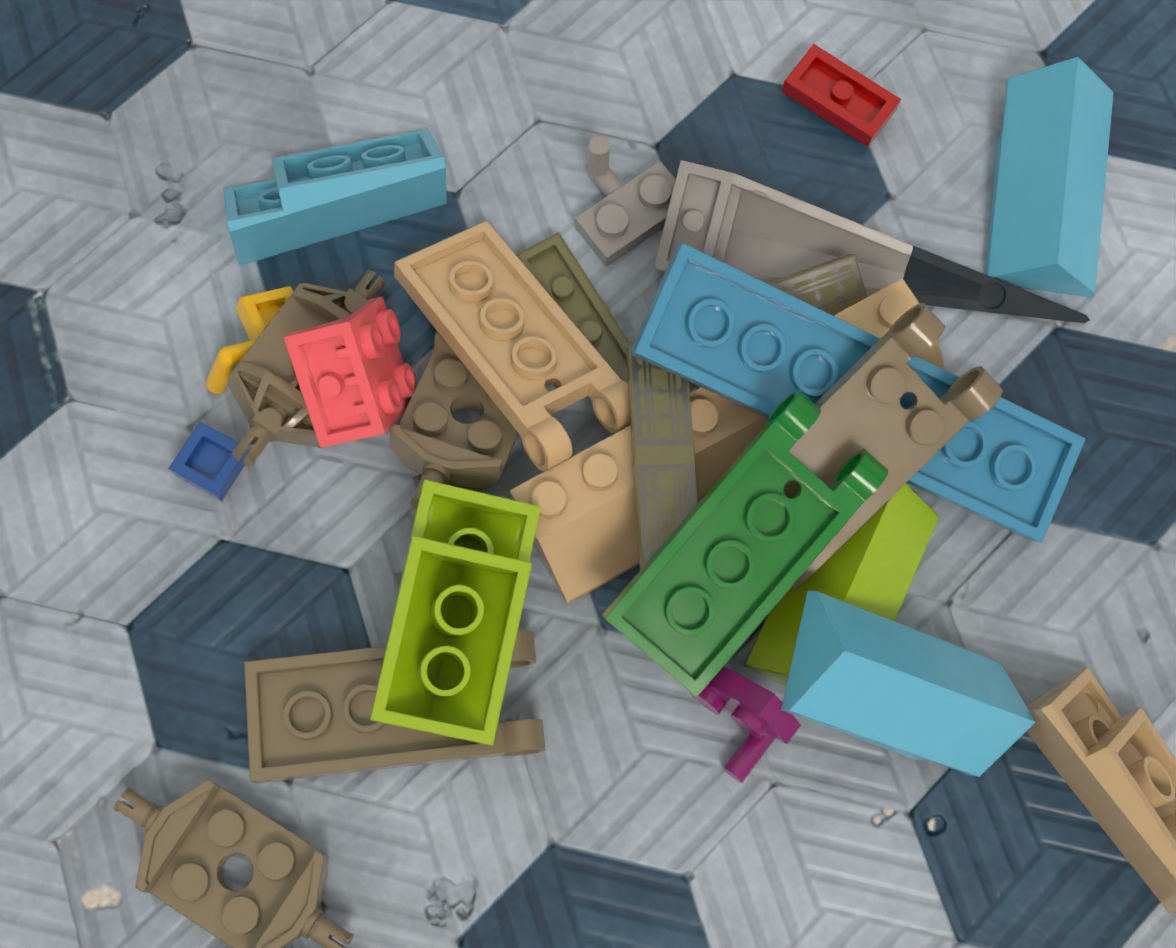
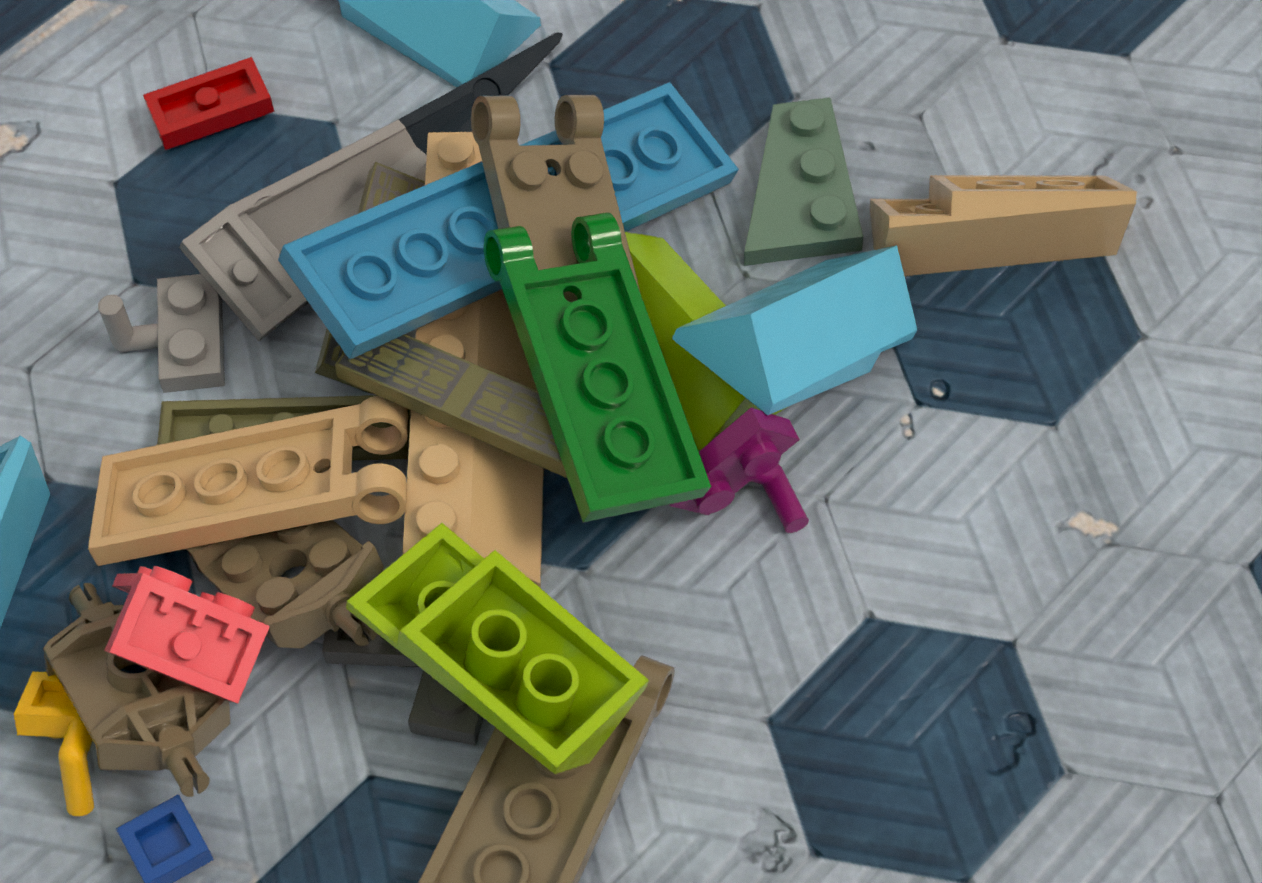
camera: 55 degrees left, 15 degrees down
(1062, 605) = (803, 189): none -> sand green wing

